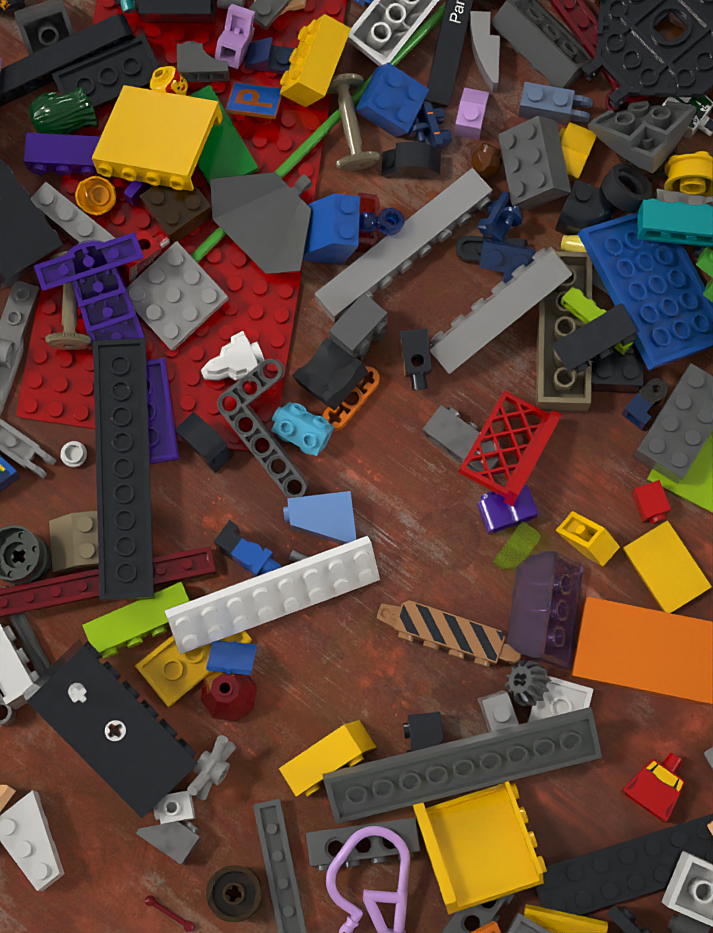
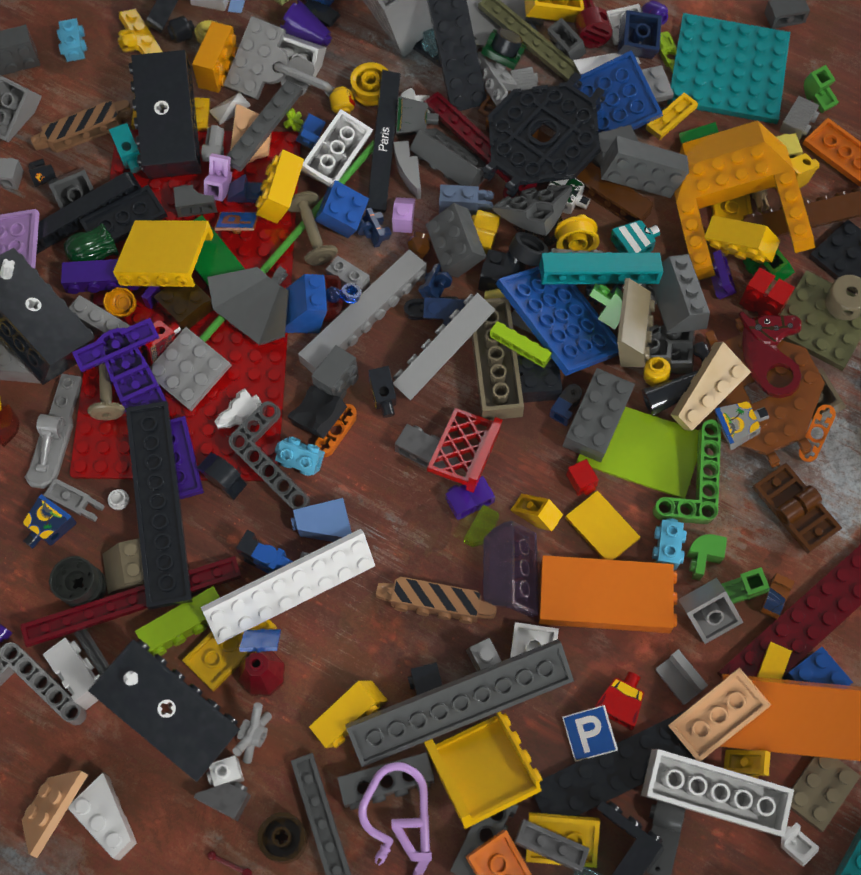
camera: 10 degrees left, 10 degrees down
(168, 80) = (169, 212): yellow head -> none
(390, 192) = (348, 273): none -> light grey brick
(411, 158) = (364, 249): black brick -> none
(527, 683) = (504, 630): dark grey gear -> none
(596, 339) = (521, 355): black brick -> none
(612, 820) = (590, 733): none -> blue piece

